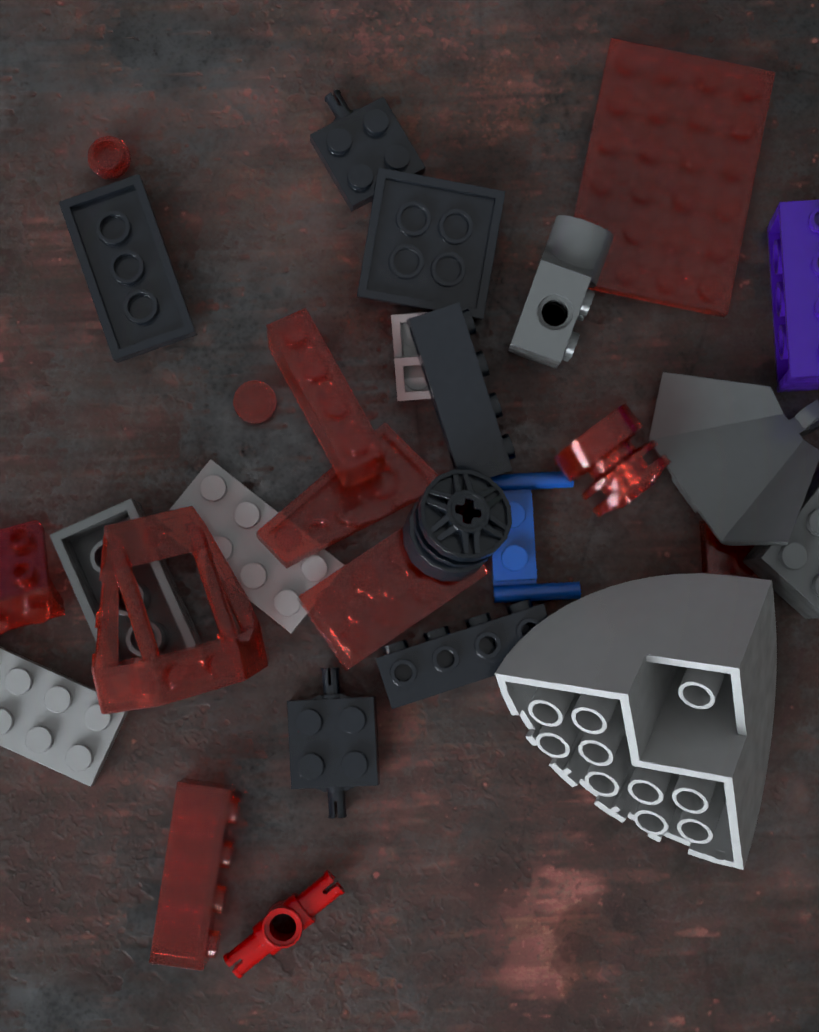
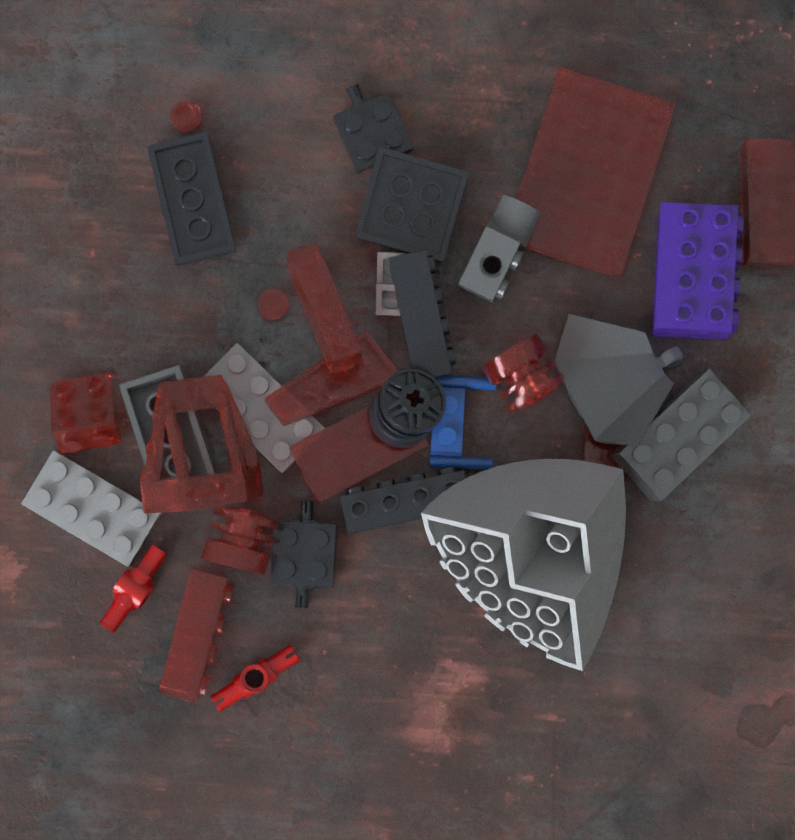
camera: 10 degrees right, 0 degrees up
(100, 817) = (133, 589): none -> red pin
(242, 735) = (240, 540): none -> clear red wheel

